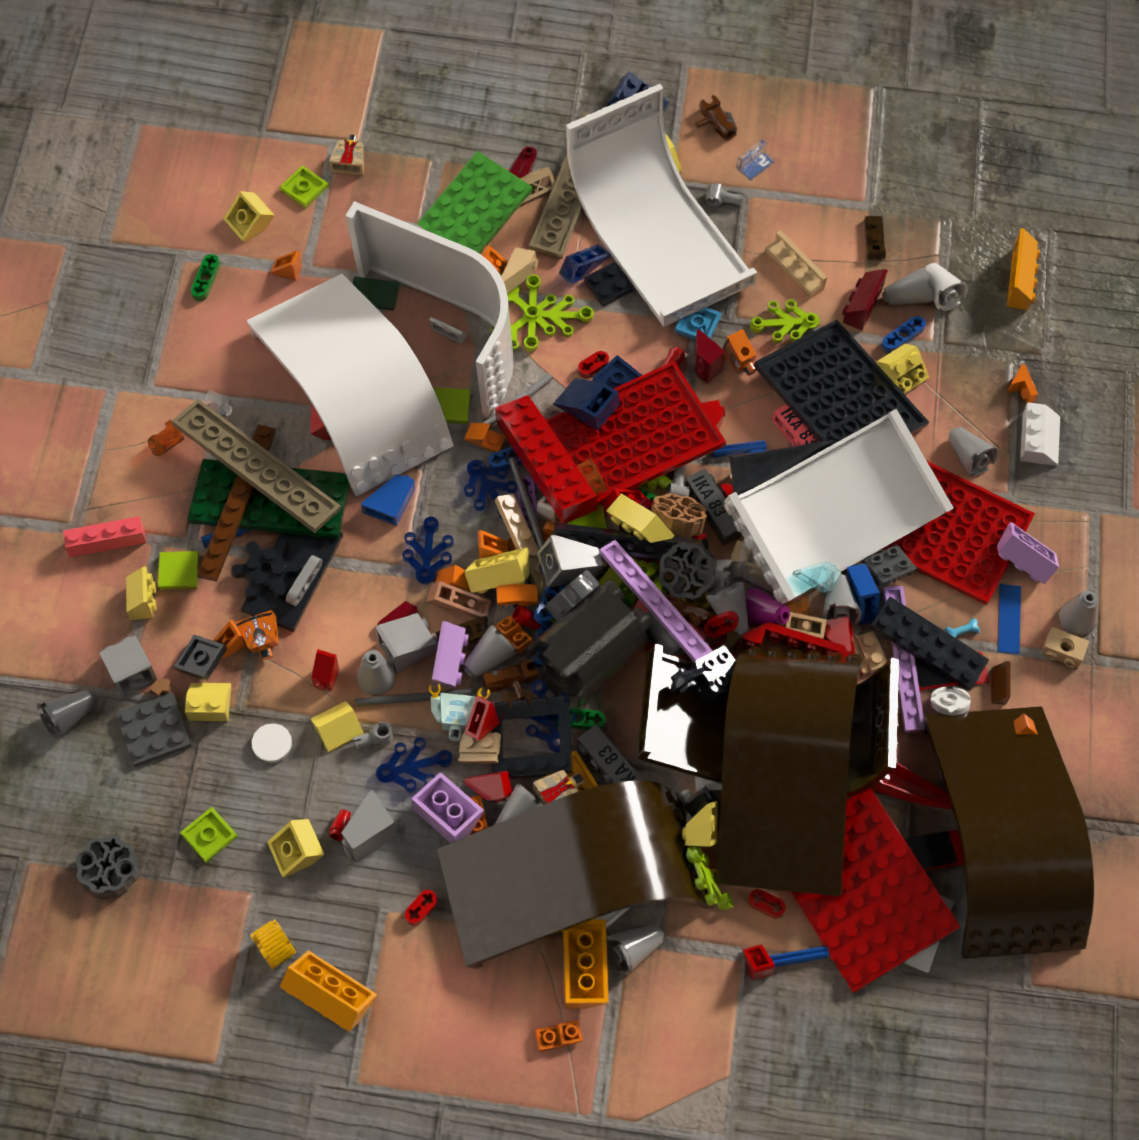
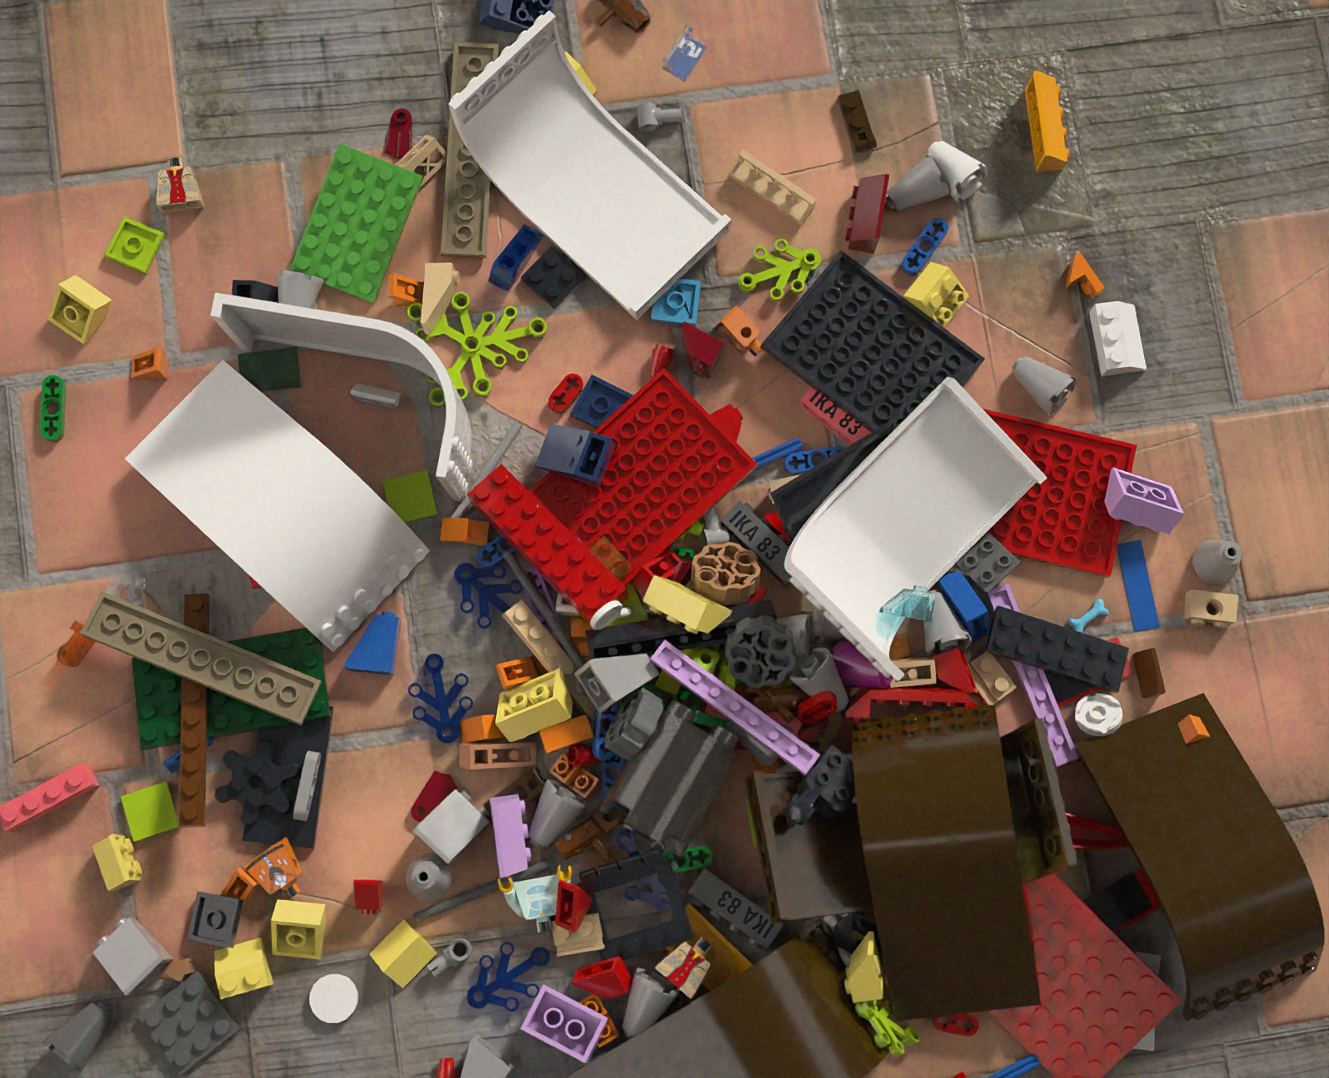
camera: 20 degrees left, 15 degrees up
(261, 683) = (298, 929): none -> light yellow slope
(577, 512) = (608, 614): none -> white piece

